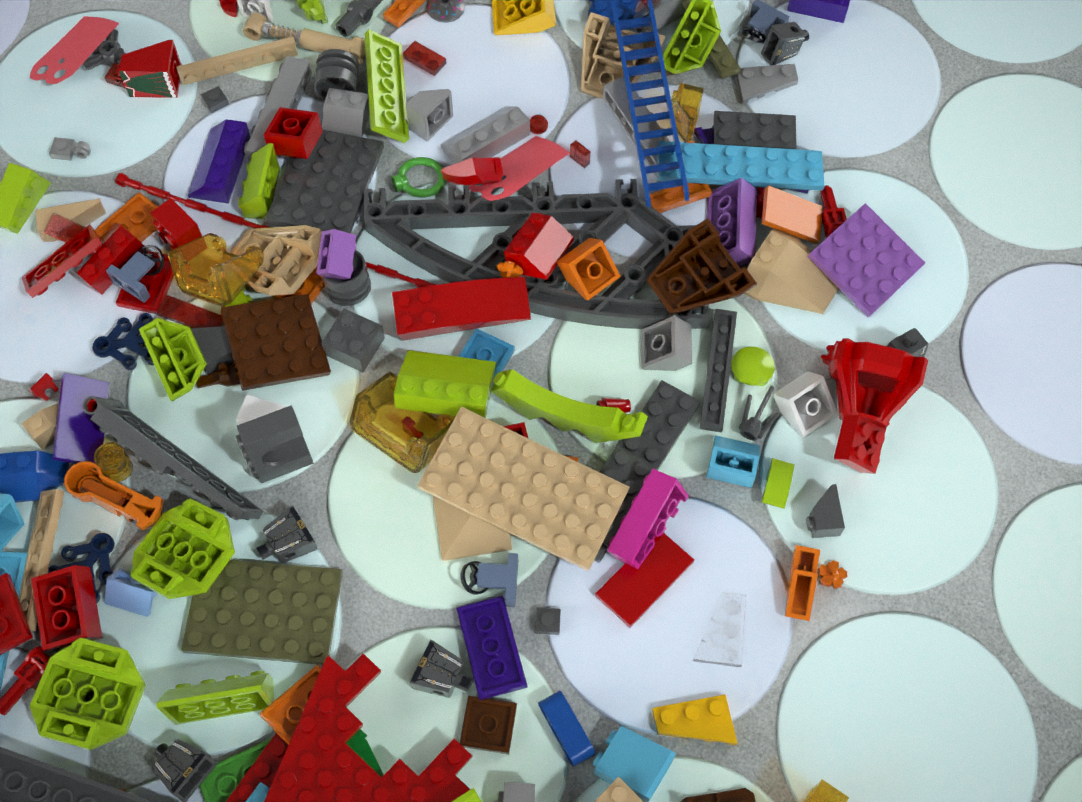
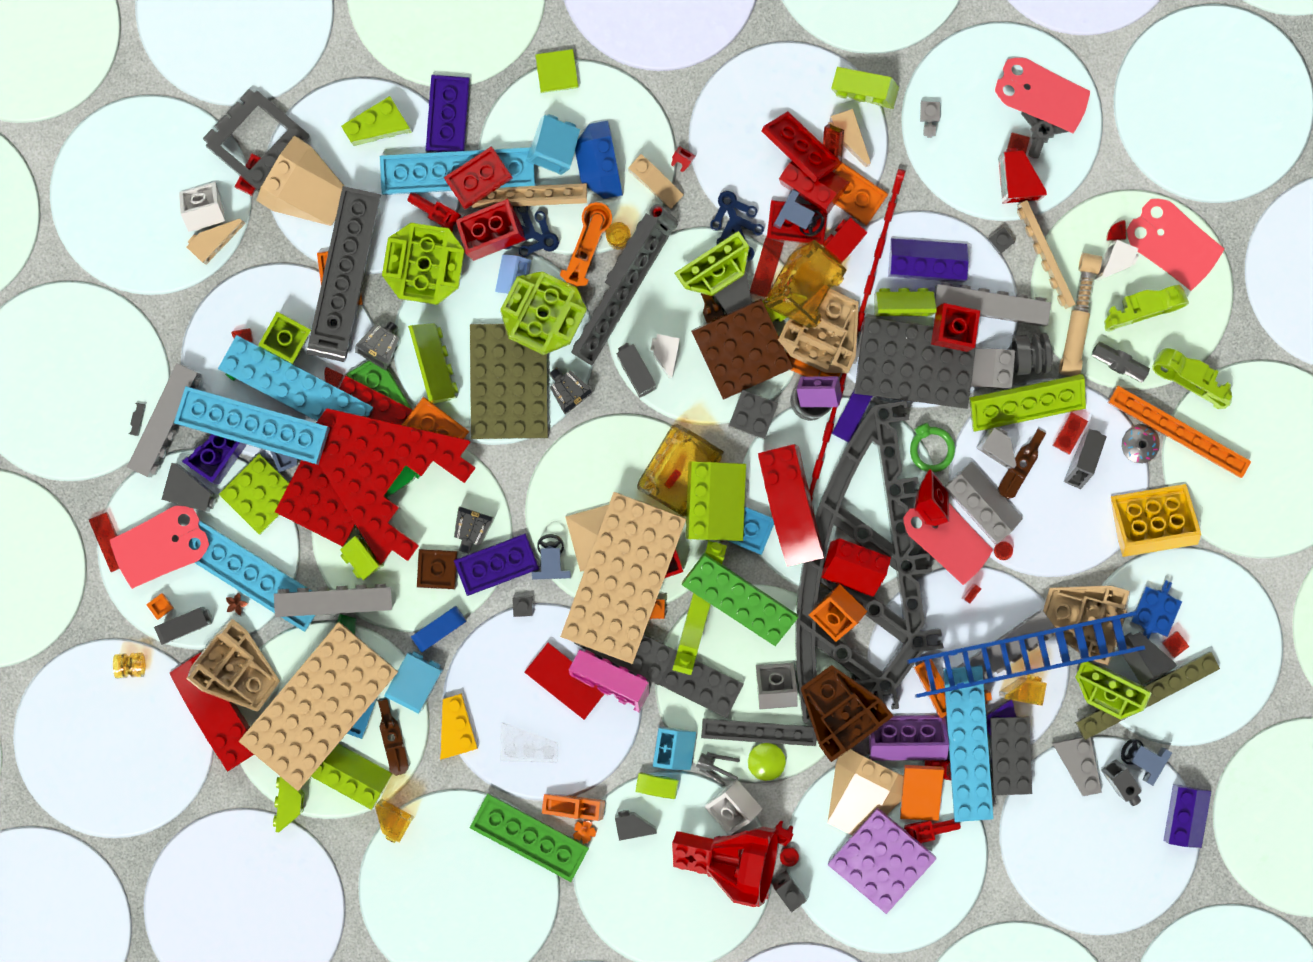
camera: 80 degrees right, 25 degrees up
(75, 432) = (637, 199): tile -> none
(375, 249) = (851, 416): none -> dark purple tile
(454, 44) = (1085, 459): none -> dark grey slope
(461, 109) = (1015, 477): none -> reddish brown piece
(509, 269) = (827, 544): orange plant -> none
(562, 364) = (739, 599): none -> bright green plate
(622, 404) = (713, 643): red cone -> none
(839, 641) = (529, 837): none -> bright green plate

